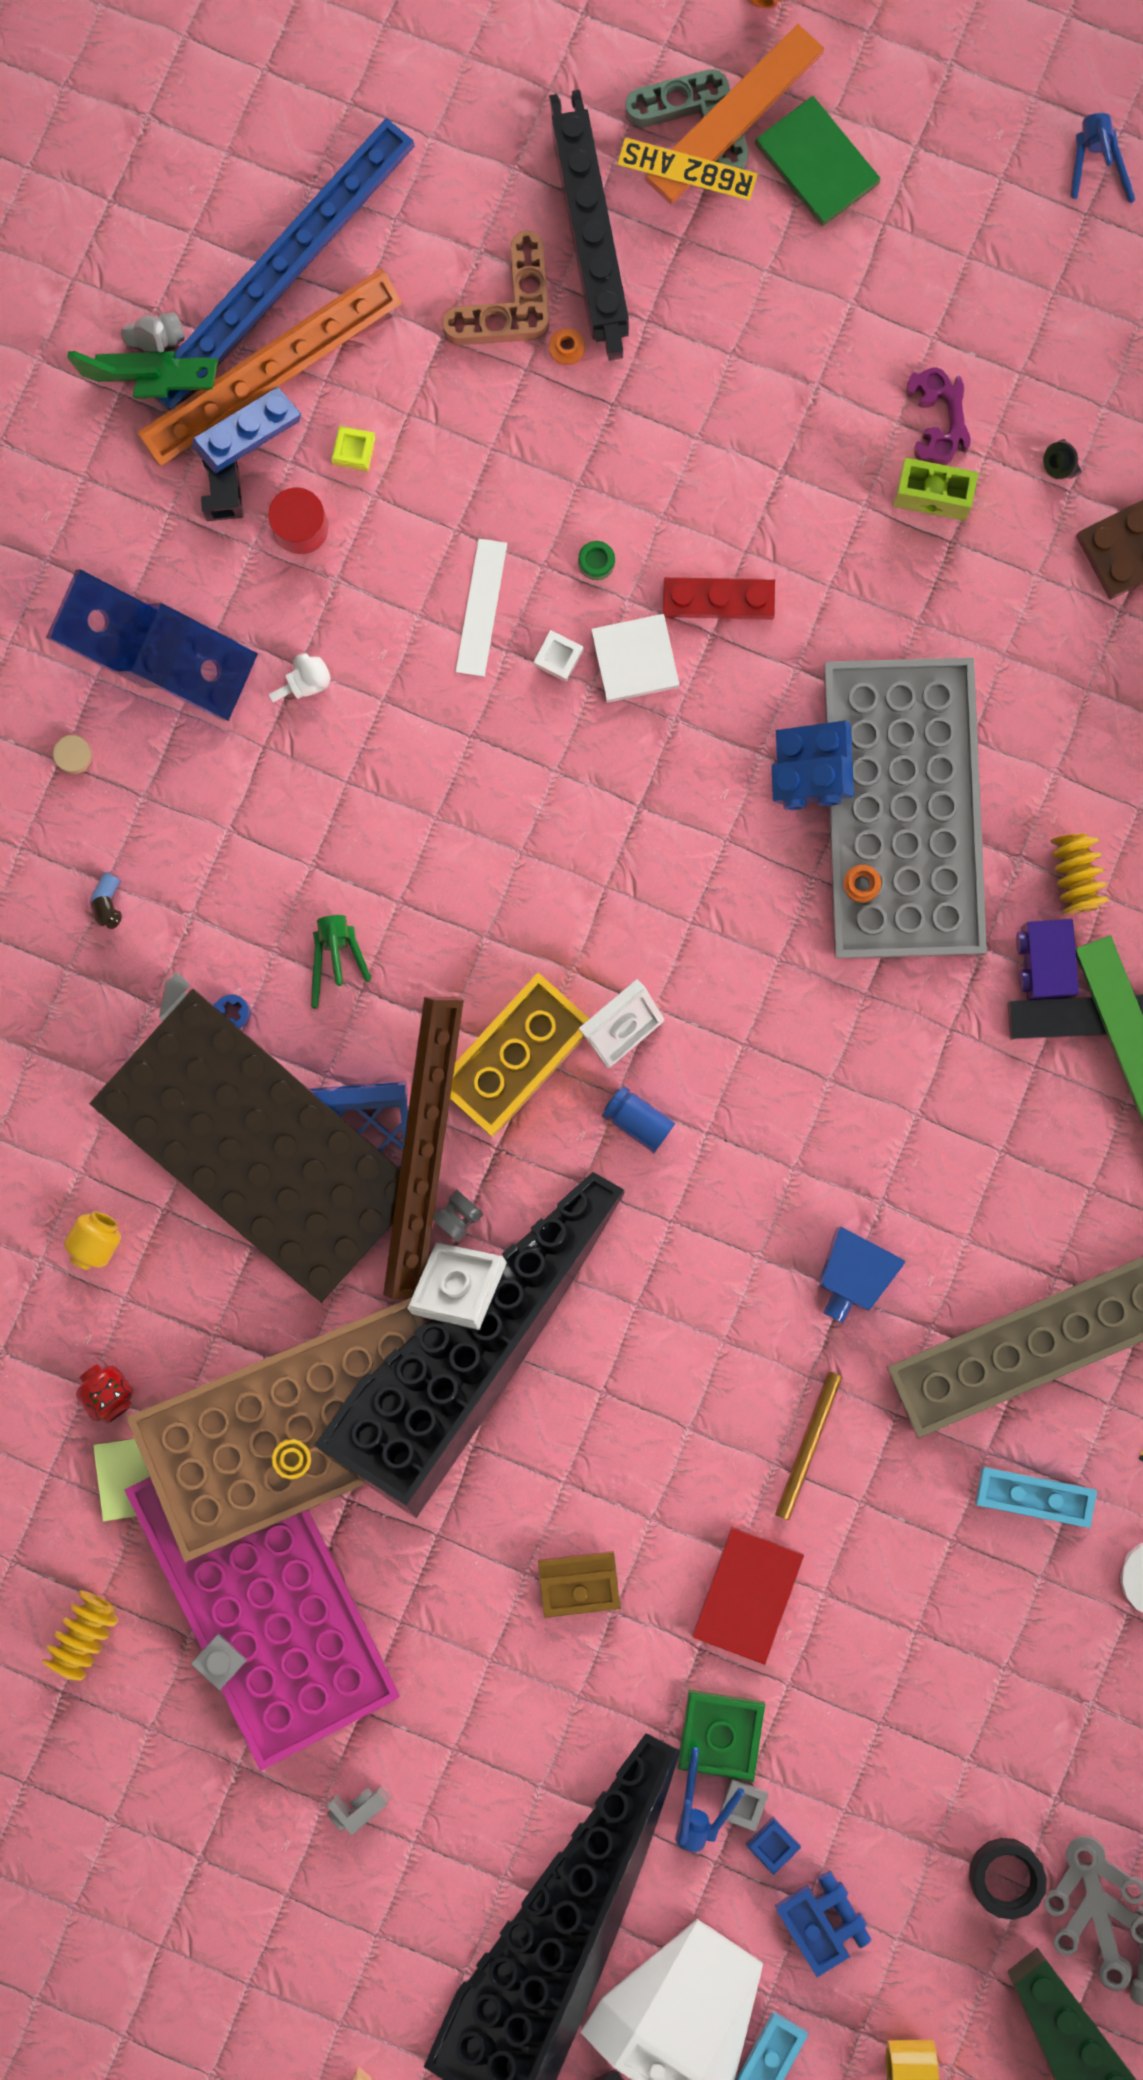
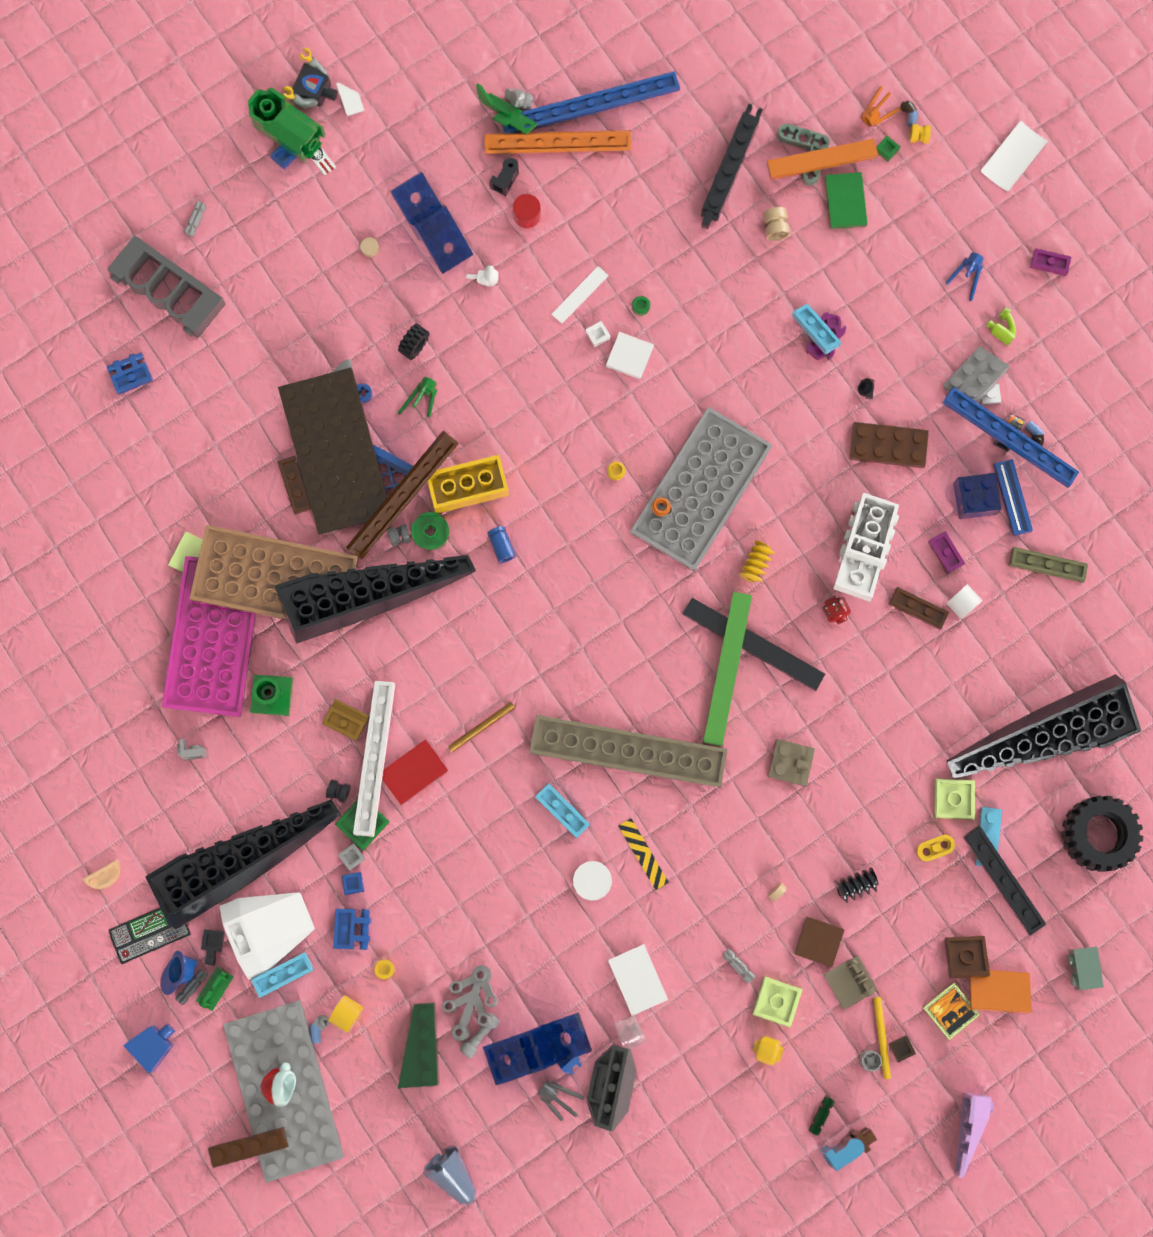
camera: 30 degrees right, 5 degrees down
(82, 1637) = (127, 605): yellow piece -> none
(92, 1240) = (242, 447): yellow head -> none
(102, 904) = (340, 314): arm -> none
(104, 1393) = (204, 512): red head -> none
(219, 1661) = (175, 650): light grey plate -> none
(222, 1243) = (294, 484): none -> reddish brown tile
(246, 430) = (530, 160): plate -> none
(260, 870) = (413, 341): none -> black tyre
(291, 1452) = (261, 585): yellow wheel -> none
(353, 448) = (570, 196): neon yellow tile -> none
(428, 1603) = (278, 702): none -> green plant
(457, 1285) = (378, 562): white tile -> none
(501, 1195) = (423, 523): none -> green plate
(522, 306) = (679, 183): nougat beam -> none
(571, 356) = (687, 215): orange plate -> none
(622, 1023) = (520, 499): white tile -> none
(656, 1709) = (338, 791): none -> black wheel
(672, 1620) = (374, 759): none -> white plate
(687, 169) = (786, 168): yellow sticker -> none
(694, 1824) = (324, 850): blue plant -> none
(719, 598) = (682, 353): red plate -> none
(729, 272) = (776, 220): none -> tan wheel
(743, 869) = (616, 471): none -> yellow plate
(813, 765) = (673, 445): blue plate -> none
(828, 26) = (887, 148): none -> green tile
(856, 1273) = (549, 667): blue torso -> none
(916, 413) = (816, 329): none -> medium azure plate
(919, 1951) = (384, 969): none -> yellow tile
(935, 489) = (802, 364): lime brick -> none
(1026, 1903) = (441, 977): black tyre -> none
(1048, 959) = (720, 589): dark purple brick -> none

